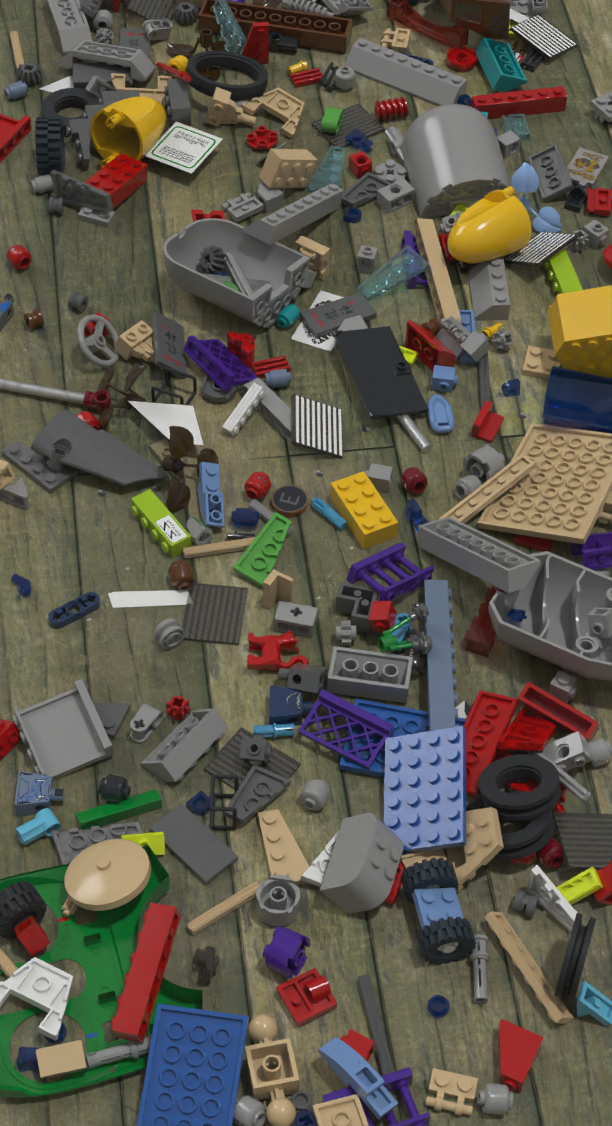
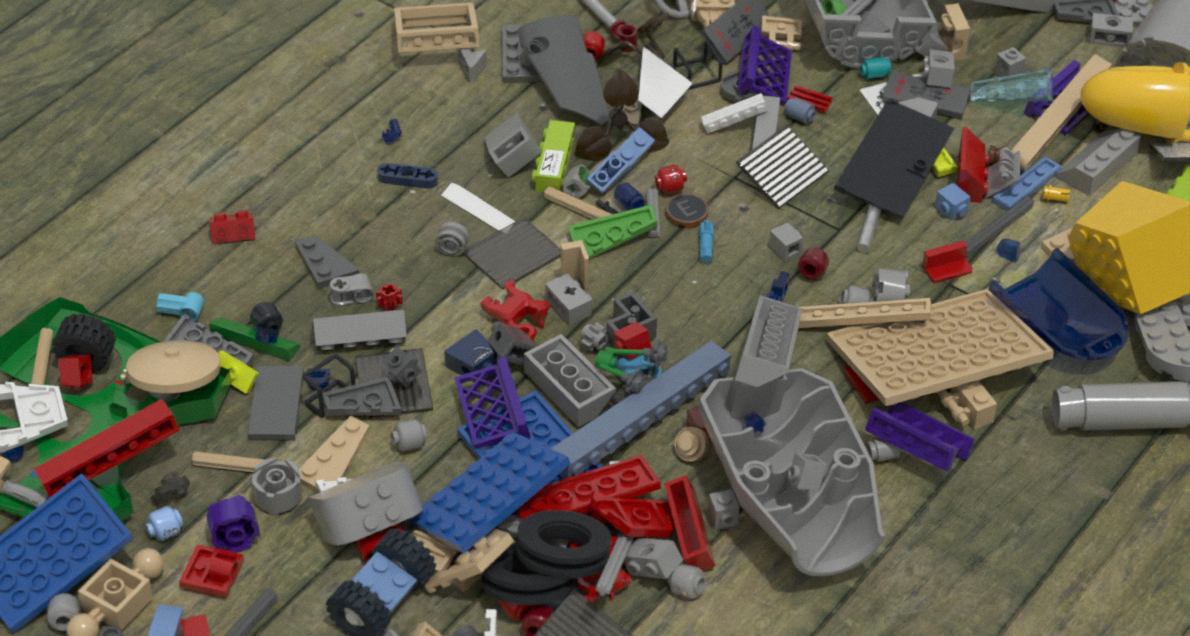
camera: 45 degrees right, 5 degrees down
(35, 793) = (207, 279): sand blue torso -> none
(64, 733) = (279, 252): light grey panel -> none
(124, 534) = (512, 145): none -> light grey slope
(132, 800) = (266, 335): none -> tile
(181, 574) = (520, 204): reddish brown head -> none
(198, 326) = (782, 28): none -> tan plate
(233, 992) = (164, 524): none -> light blue head
(242, 346) = (799, 67): red cylinder -> none
(274, 730) = (440, 366): dark azure axle -> none
(331, 289) = (939, 68): none -> light grey brick
(352, 215) = (1050, 24): clear blue tile -> none
(364, 510) = (736, 256): yellow brick -> none
(386, 560) = (687, 300): dark purple fence -> none
(440, 414) = (912, 229): medium blue piece -> none
(476, 345) = (1012, 190): light grey brick -> none
(492, 659) = (691, 444): none -> tan plate
(502, 339) = (1048, 202): light grey gear -> none

